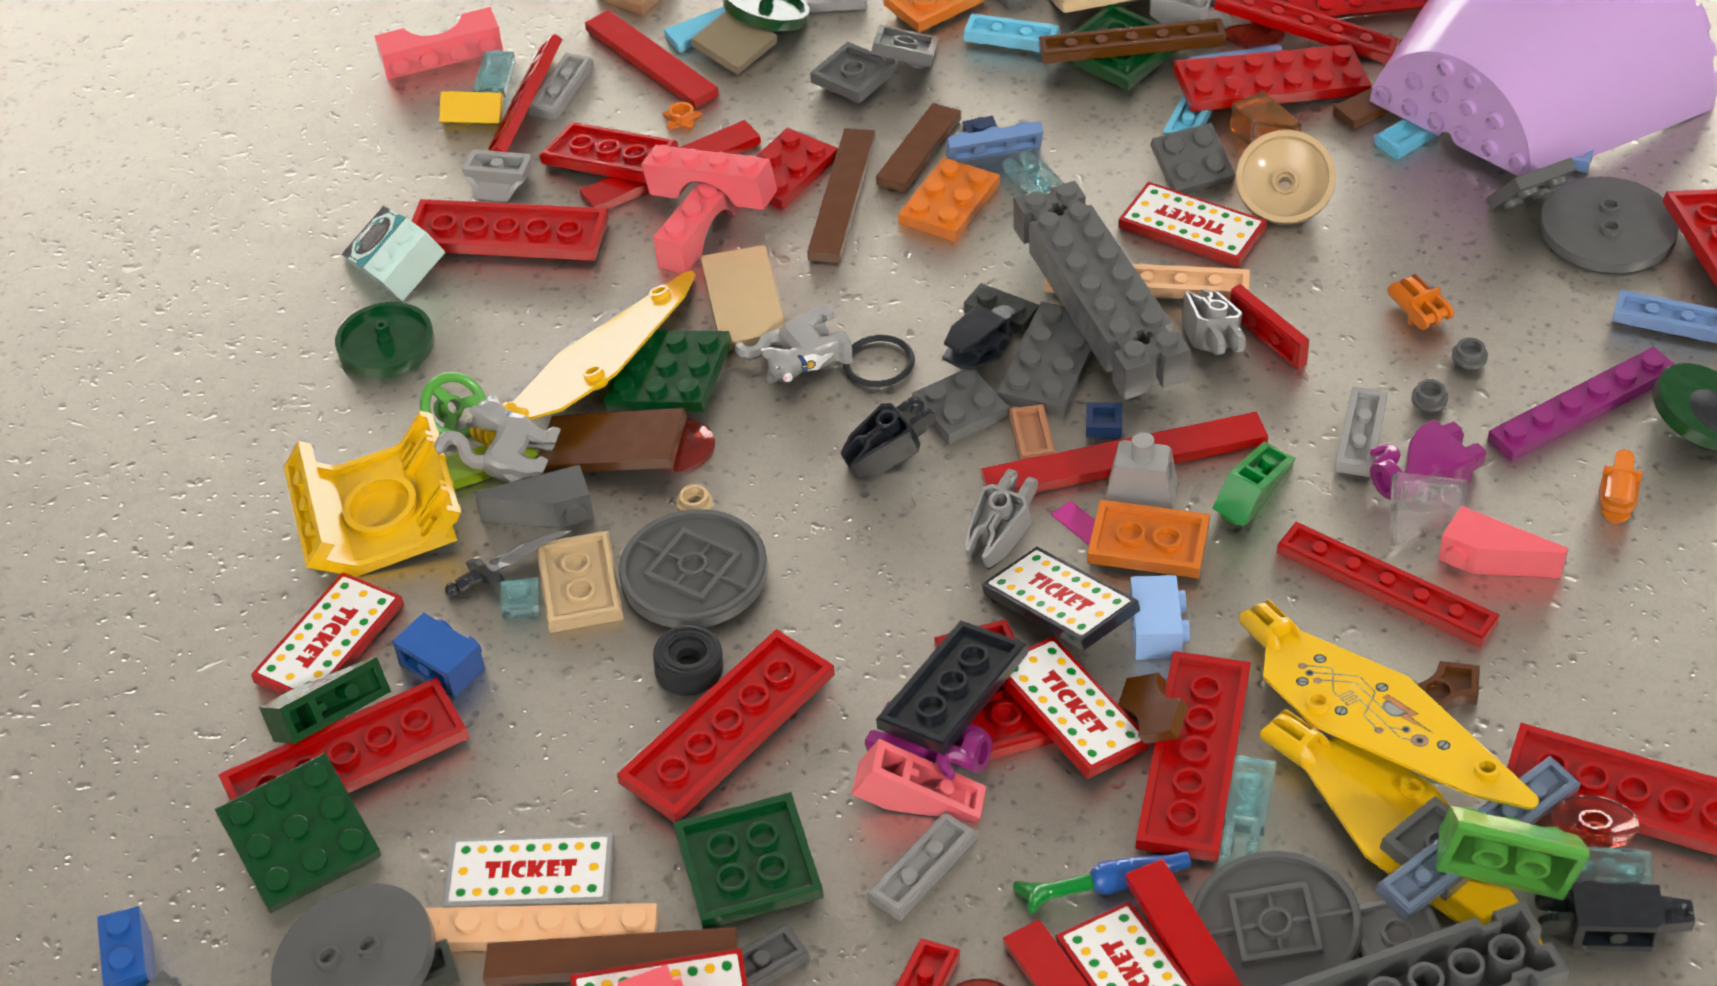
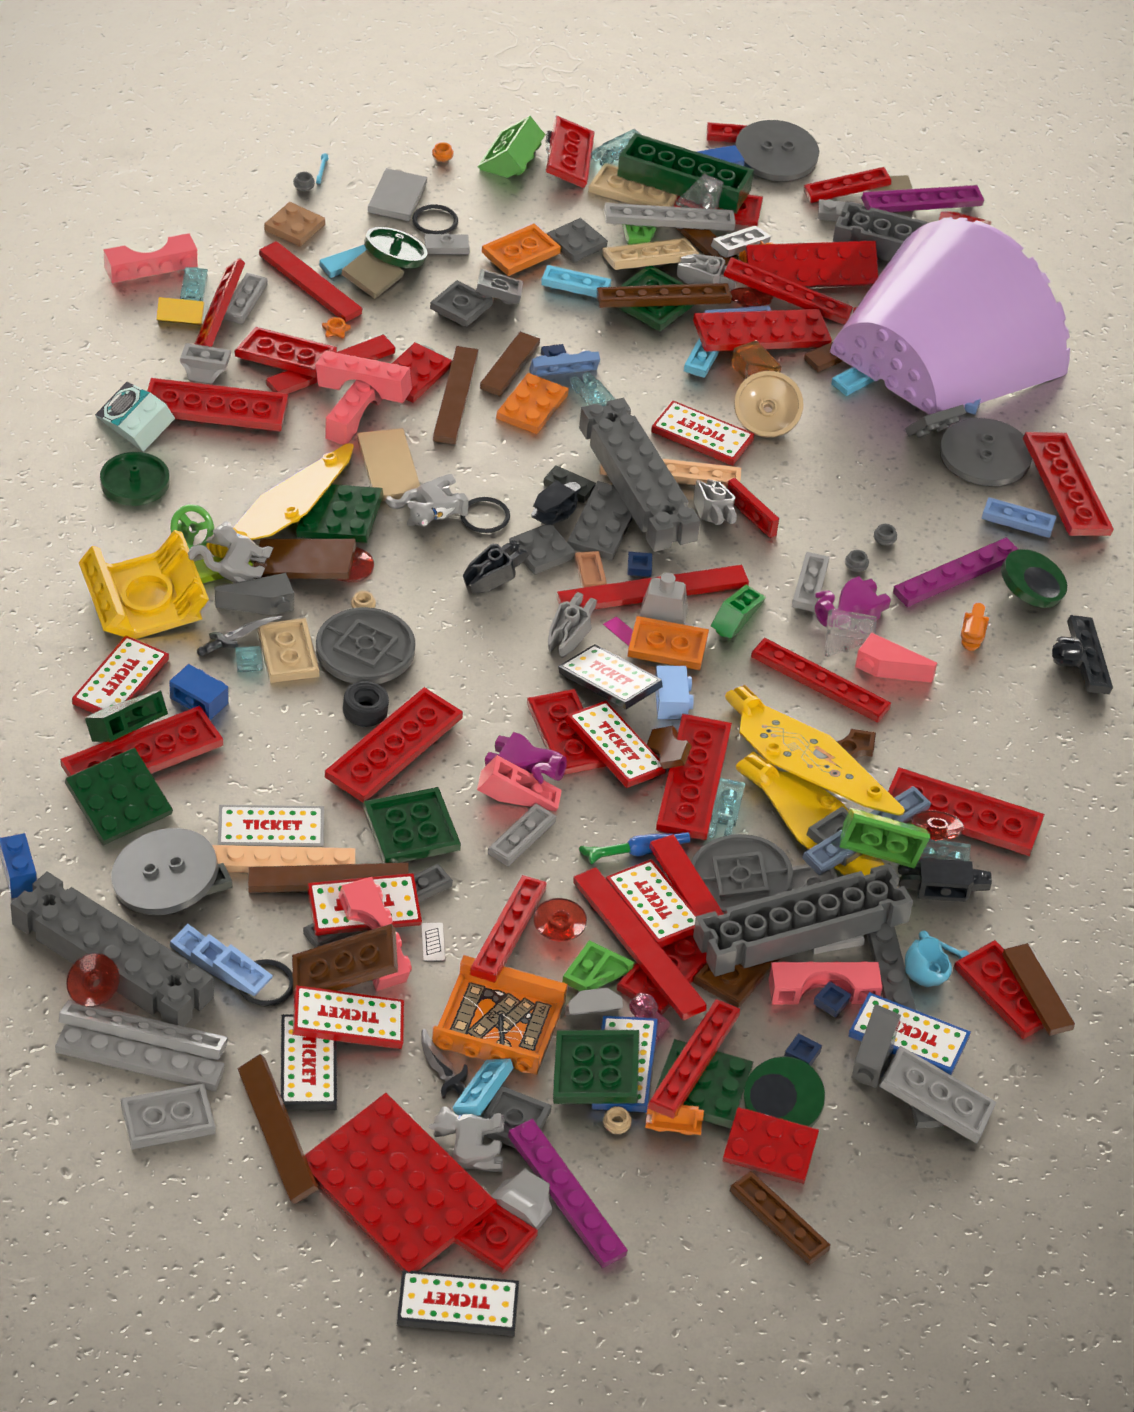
camera: 10 degrees left, 0 degrees up
(952, 687) = (542, 726): black tile -> none
(1193, 159) = (704, 386): dark grey plate -> none
(1420, 302) = (855, 497): orange arm -> none

